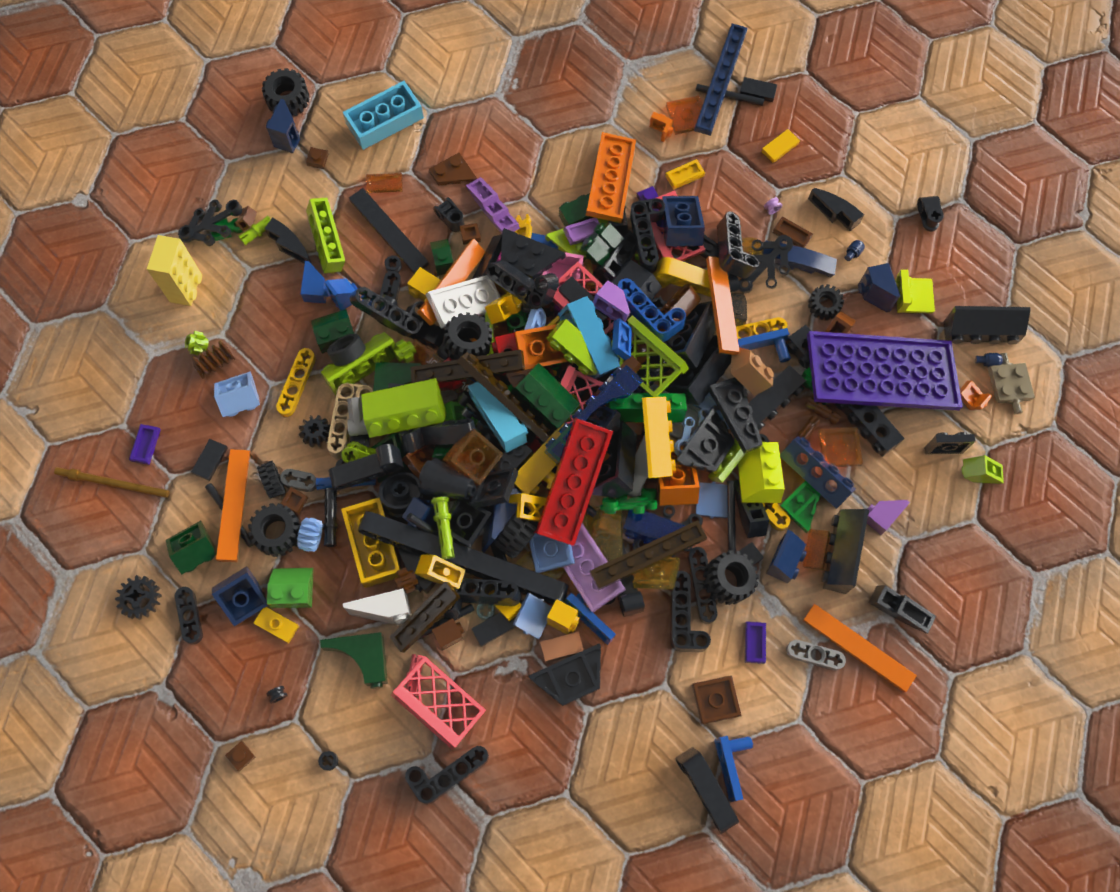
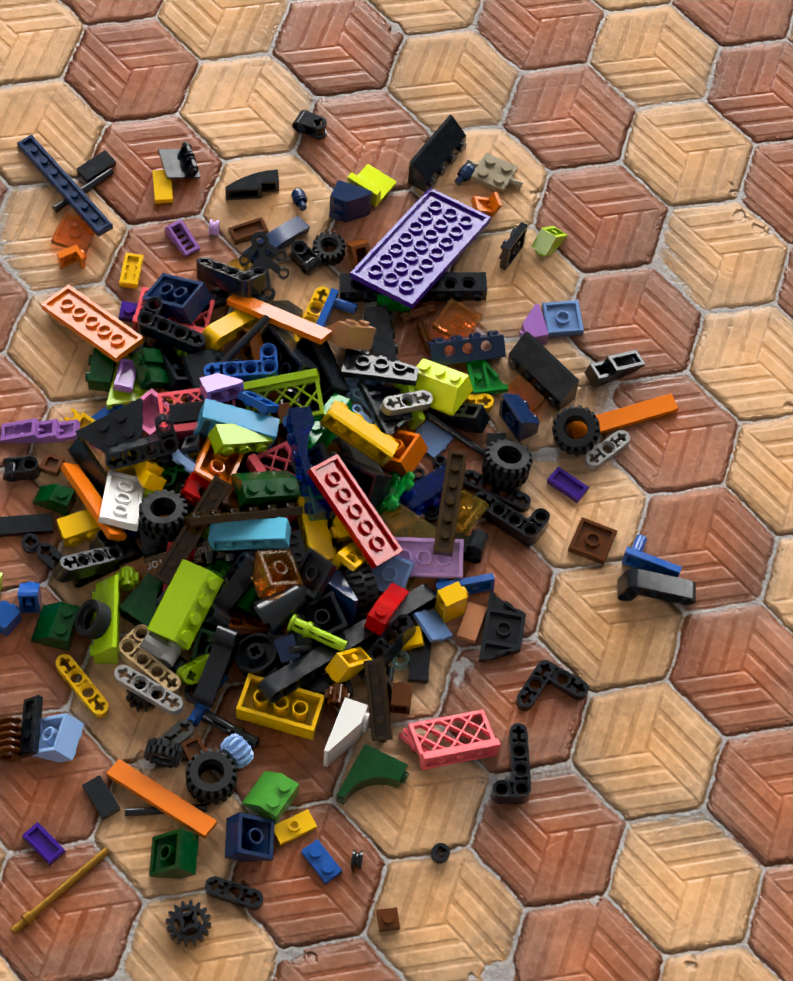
camera: 60 degrees left, 10 degrees down
(234, 368) = (31, 726): none -> black tile
(259, 666) = (321, 861): none -> blue plate
(318, 431) = (150, 687): none -> light grey beam
(513, 567) = (385, 608): none -> red slope
(549, 316) = (193, 443): none -> black tile
(556, 750) = (550, 678): none -> black beam
(676, 292) = (246, 338): none -> black bar
(713, 443) = (401, 408): none -> light grey beam
(750, 178) = (179, 224): none -> medium lavender slope
(801, 292) = (307, 259): none -> black piece
(805, 598) = (576, 414): none -> black tyre
(810, 142) = (179, 162): none -> hinge
(916, 532) = (562, 318): none -> medium blue tile

